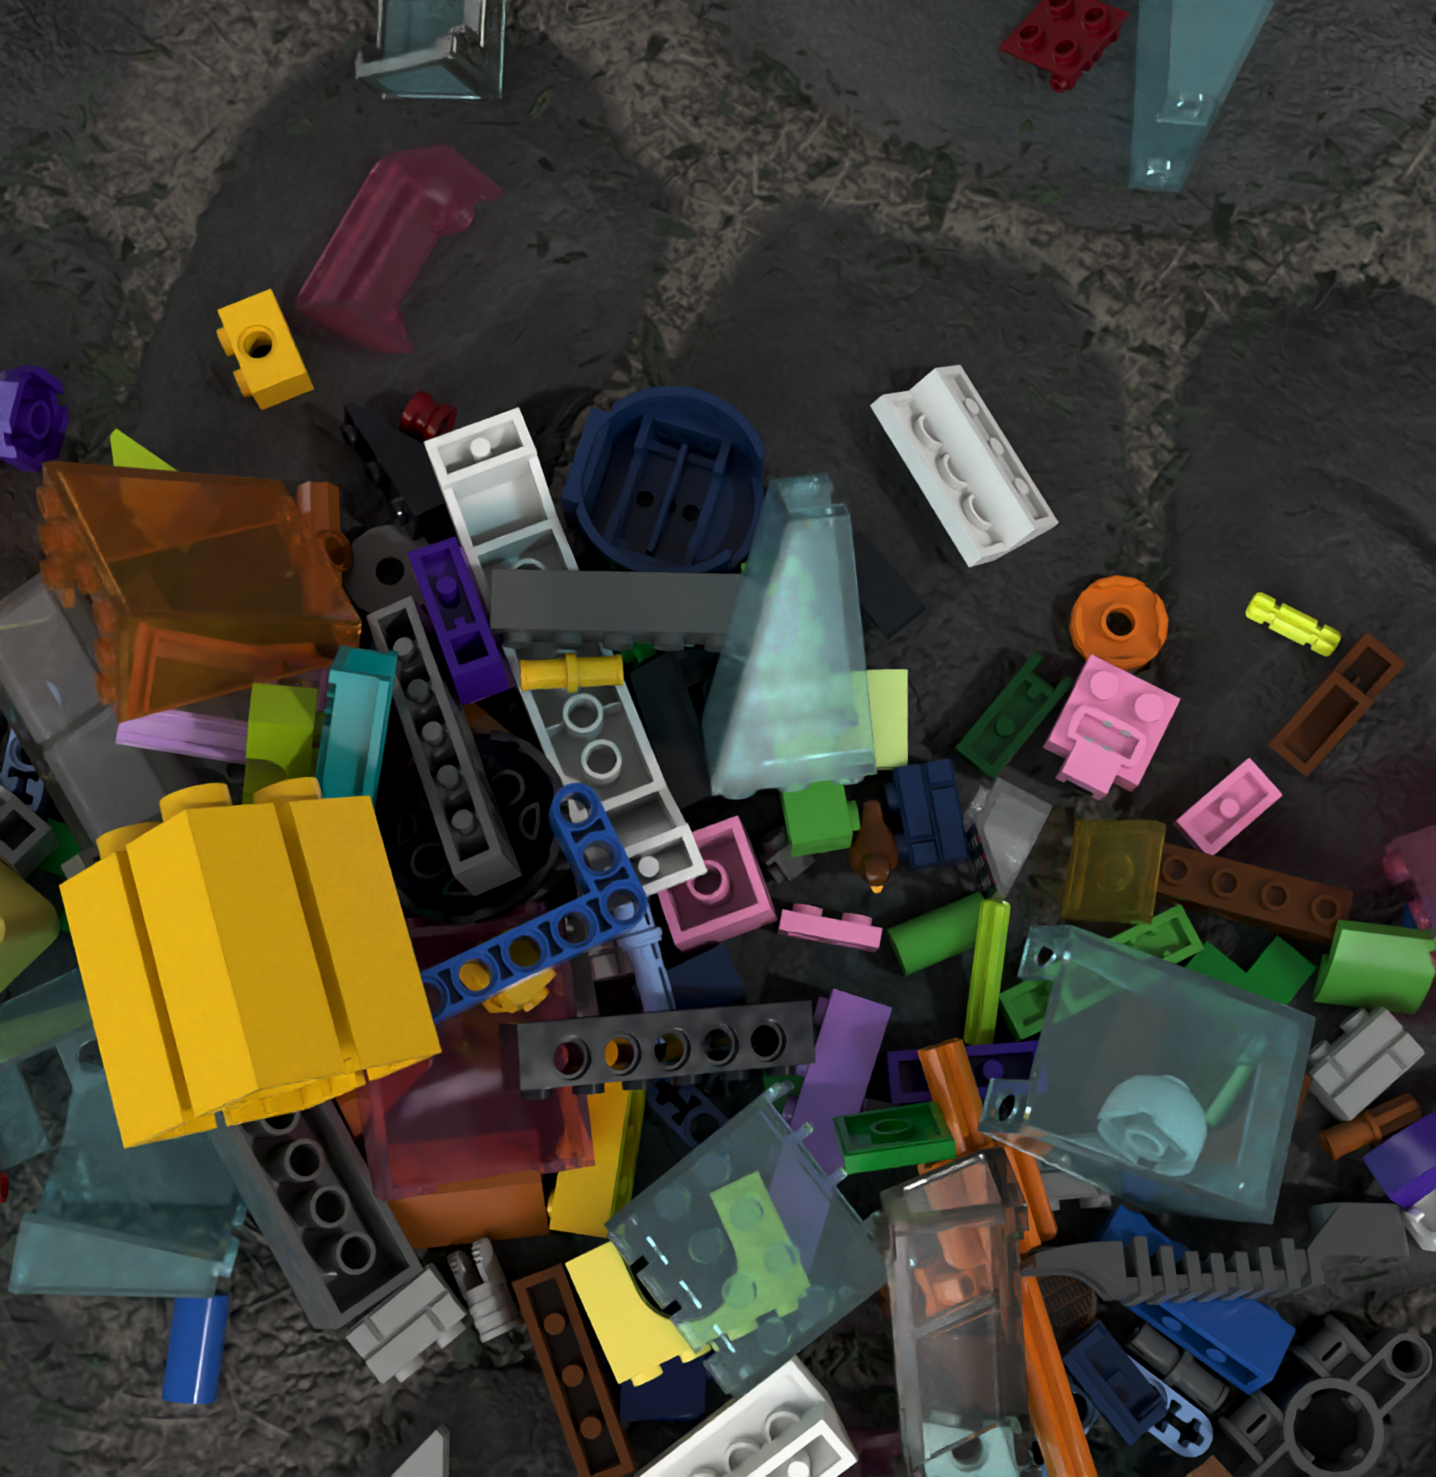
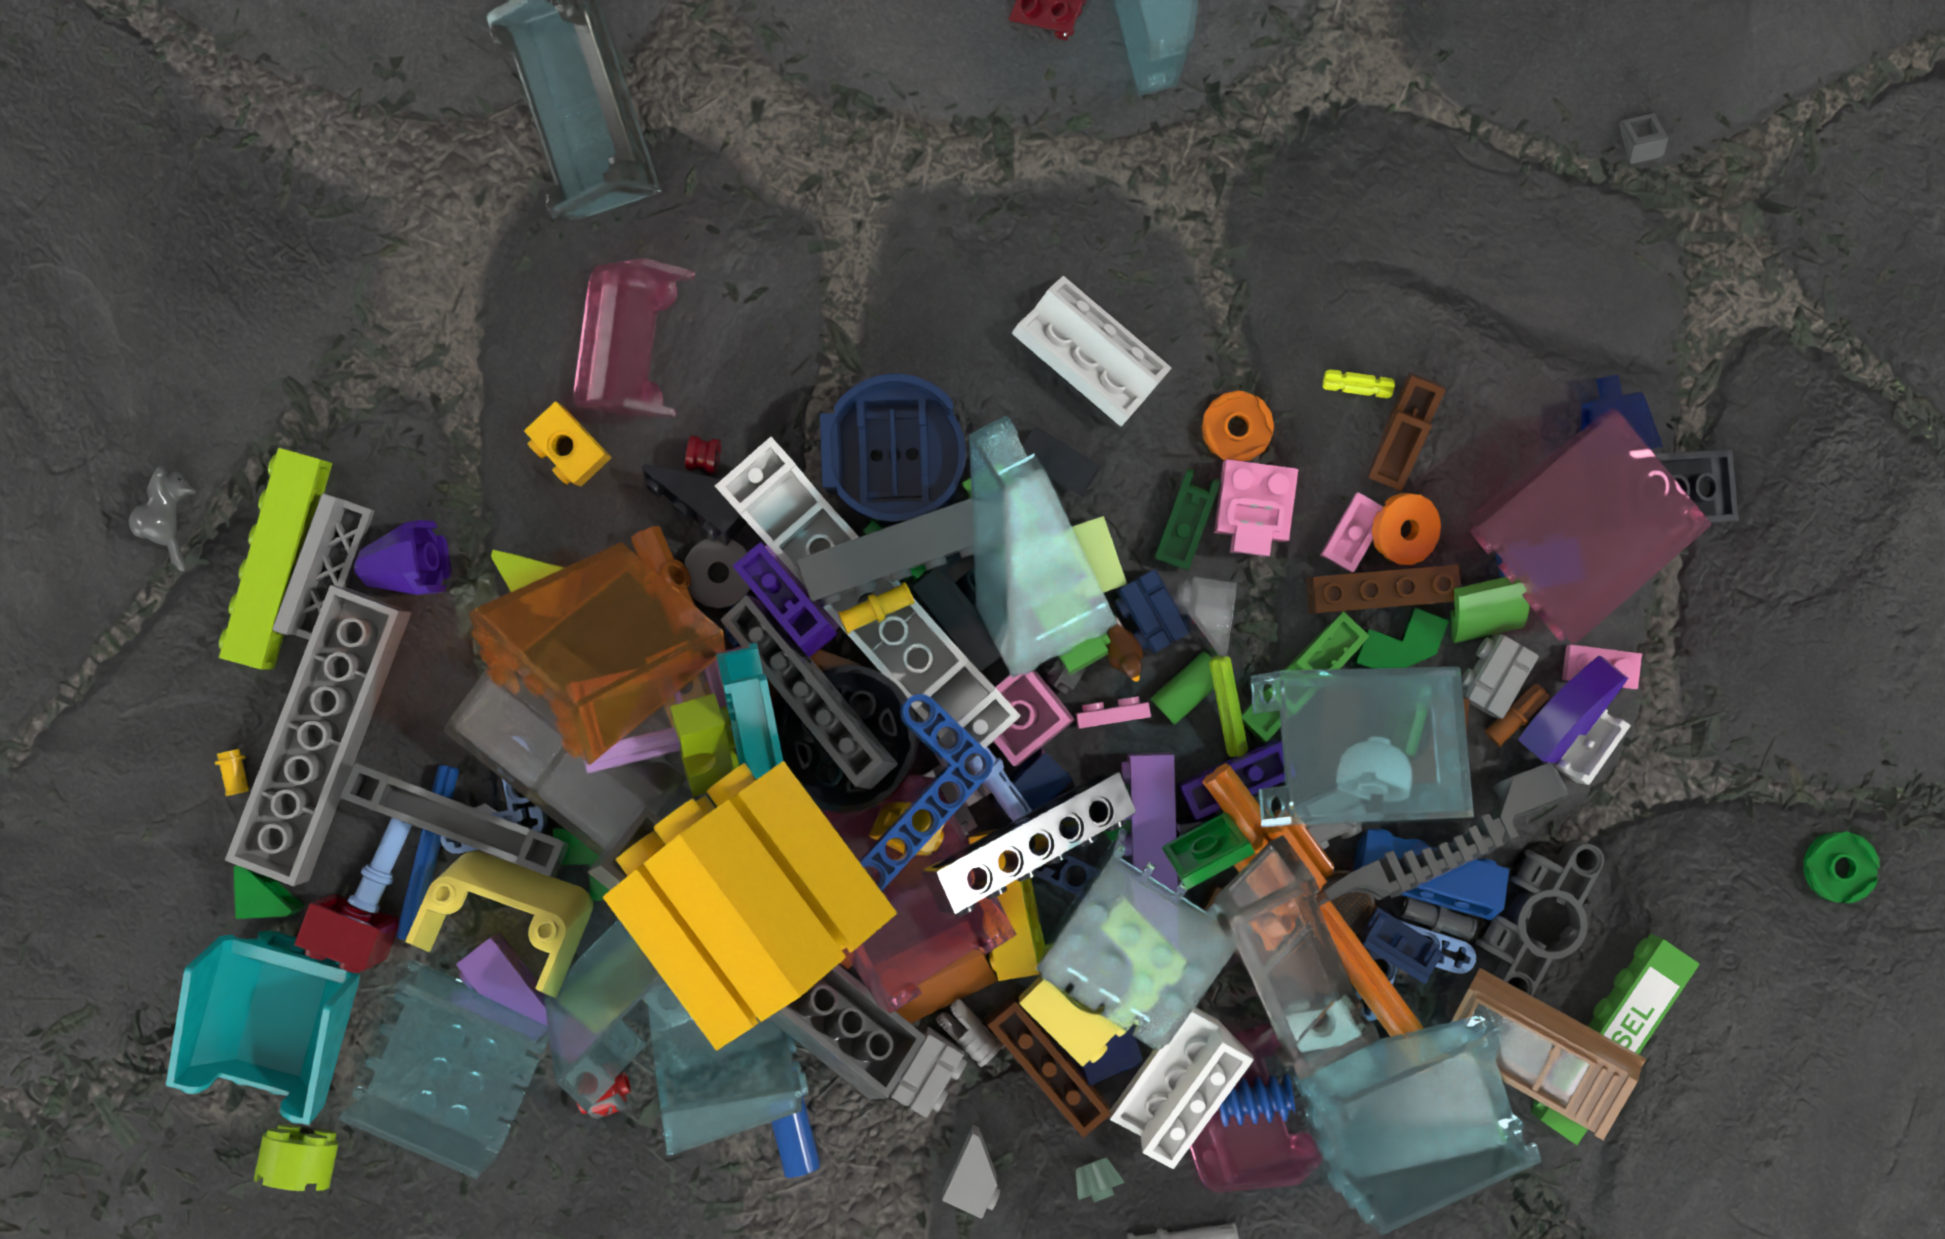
camera: 20 degrees left, 10 degrees up
(1113, 871) = (1291, 606): clear yellow tile -> none
(1323, 829) = (1423, 533): none -> orange tile

